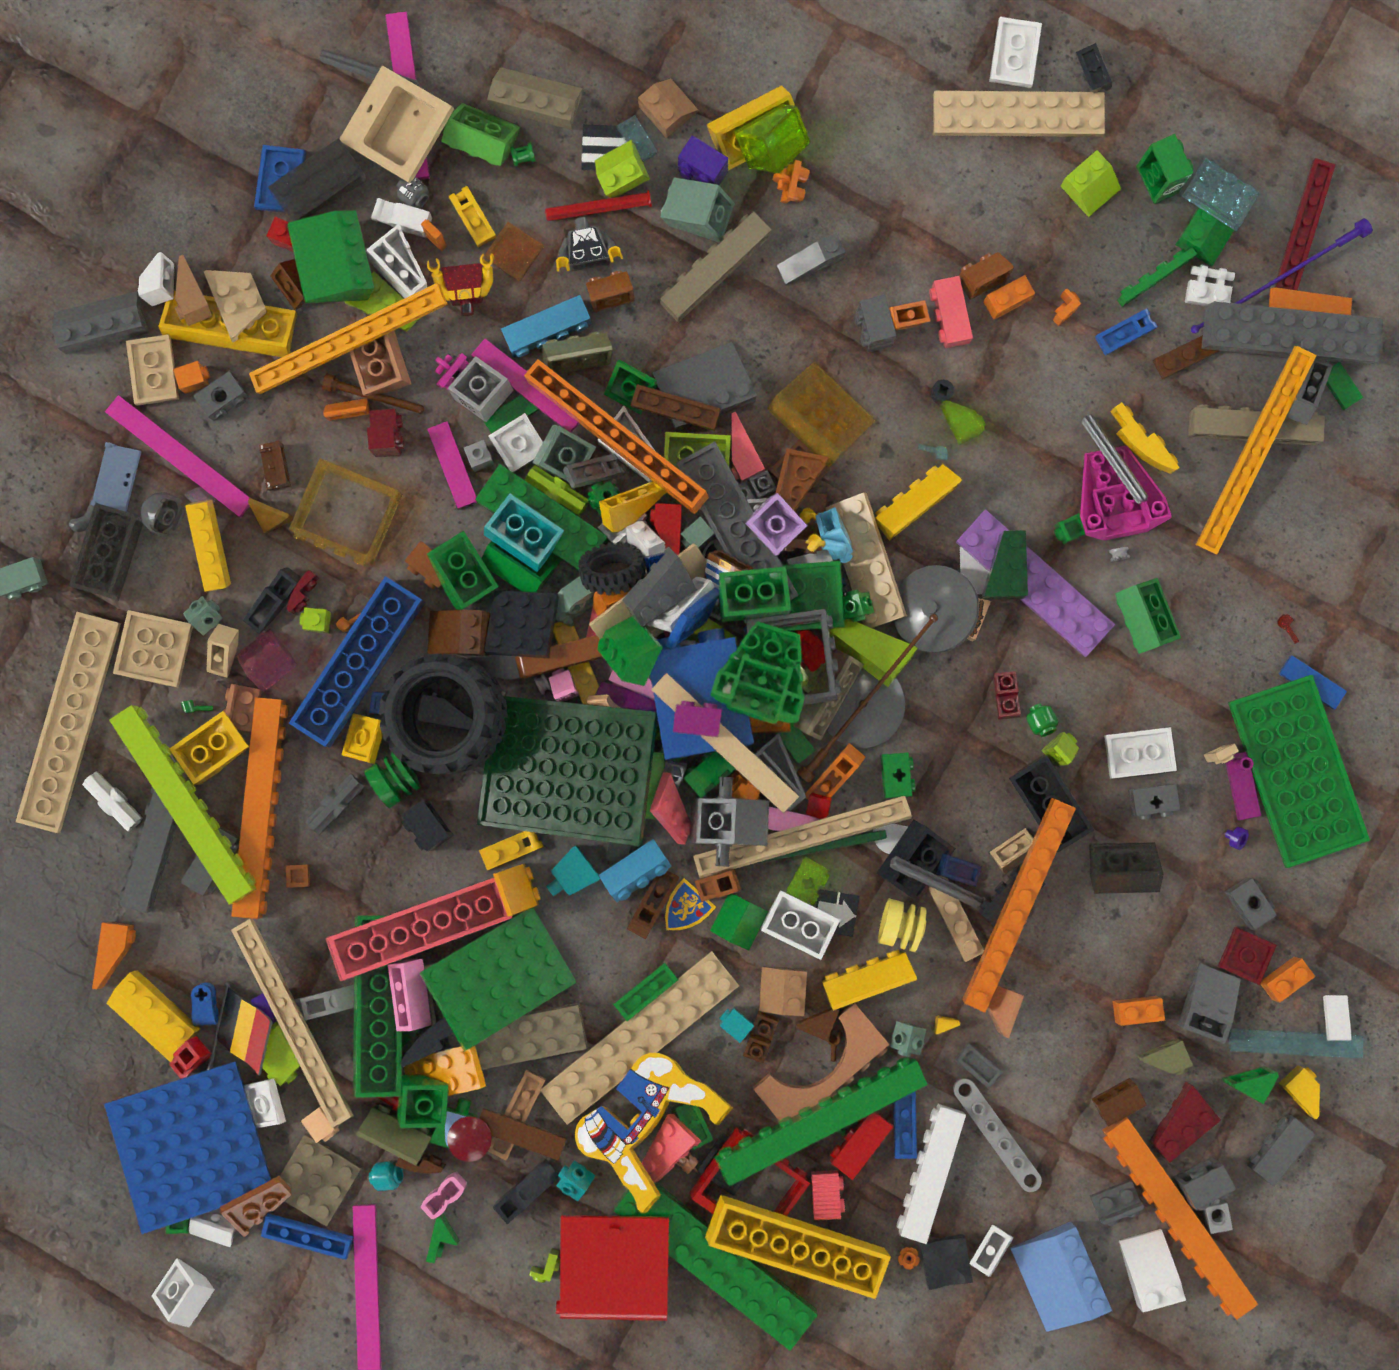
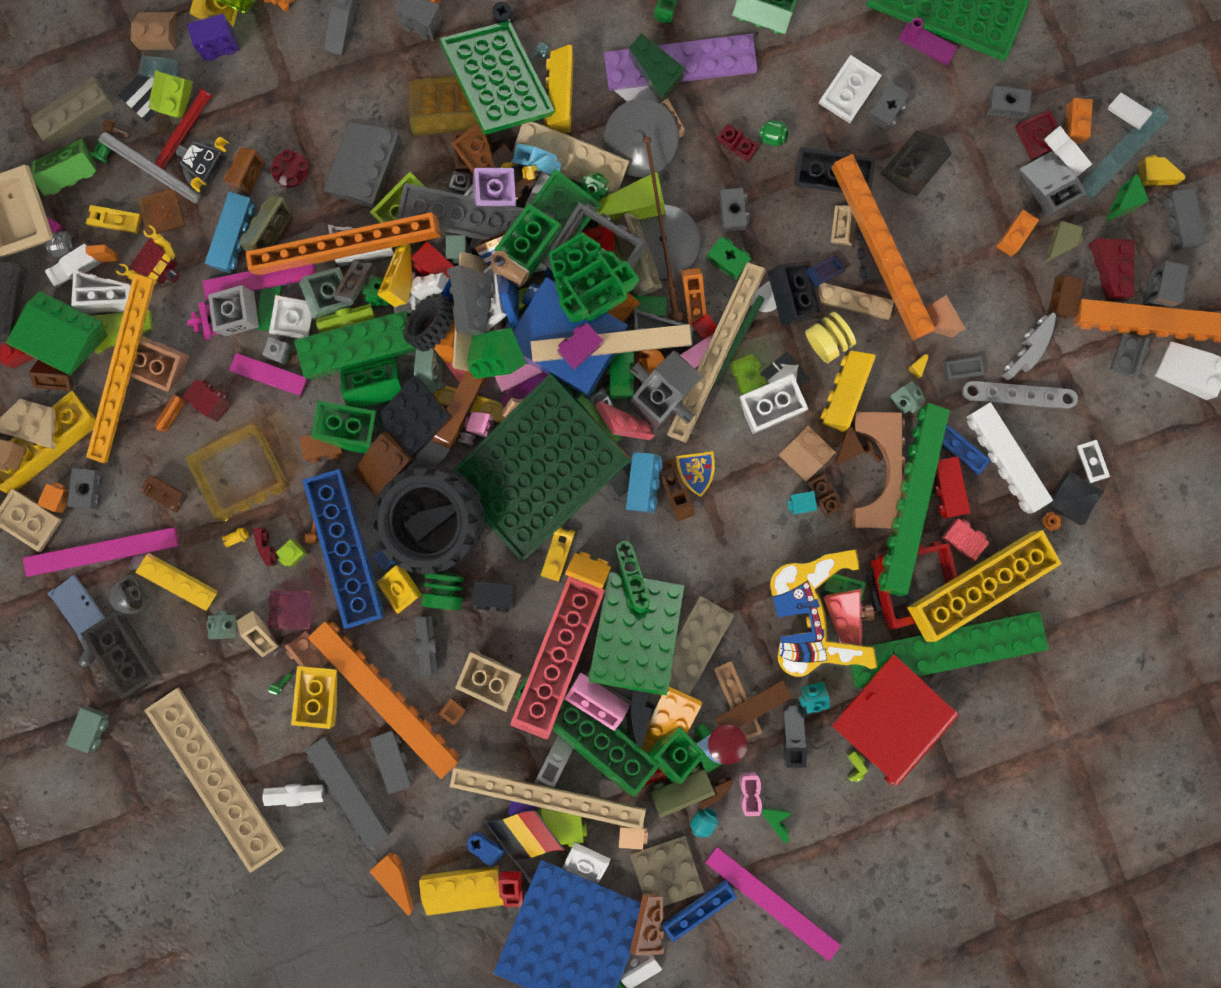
camera: 45 degrees left, 0 degrees up
(153, 648) = (215, 680): tan plate -> none
(183, 804) = (336, 747): lime brick -> none
(269, 517) = (194, 525): pearl gold slope -> none
(272, 600) = (252, 572): black slope -> none
(289, 560) = (235, 537): none -> yellow pin
(332, 383) = (143, 407): reddish brown piece -> none
(349, 885) = (488, 681): none -> tan slope
(523, 532) = (353, 362): teal slope -> none
(542, 929) = (635, 575): none -> green beam
(543, 210) = (149, 167): none -> light grey axle
(548, 142) = (109, 128): none -> reddish brown hand
(572, 873) = (609, 526): teal torso -> none
(624, 383) = (319, 211): green slope -> none
(644, 1033) = (754, 572): tan plate -> none
(645, 992) = (729, 544): green plate -> none
(646, 327) = (289, 168): none -> dark red dish
(675, 407) = (359, 190): reddish brown plate -> none
(697, 208) = (240, 66): sand green slope -> none
(713, 603) = (510, 270): none -> medium nougat piece
(715, 267) = (289, 88): dark tan brick -> none
(718, 885) = (700, 436): dark orange brick -> none
(739, 921) = (735, 443): green slope -> none
(744, 456) = (429, 175): coral slope -> none
(878, 438) = (496, 77): none -> green plate
(930, 747) = (728, 199): none -> dark grey brick
(935, 881) = (821, 290): dark grey axle -> none
(963, 421) = (533, 16): clear neon green slope -> none
(1056, 1109) = (1035, 345): none -> light grey slope
(1061, 749) = (804, 135): lime slope -> none
(1061, 1278) = (1148, 432): medium blue slope -> none
(1221, 754) = (896, 36): tan plate -> none
(1222, 1222) = (1200, 297): light grey brick -> none
(1237, 837) = (959, 74): dark purple tile -> none
(1250, 993) = (1067, 151): none -> white piece

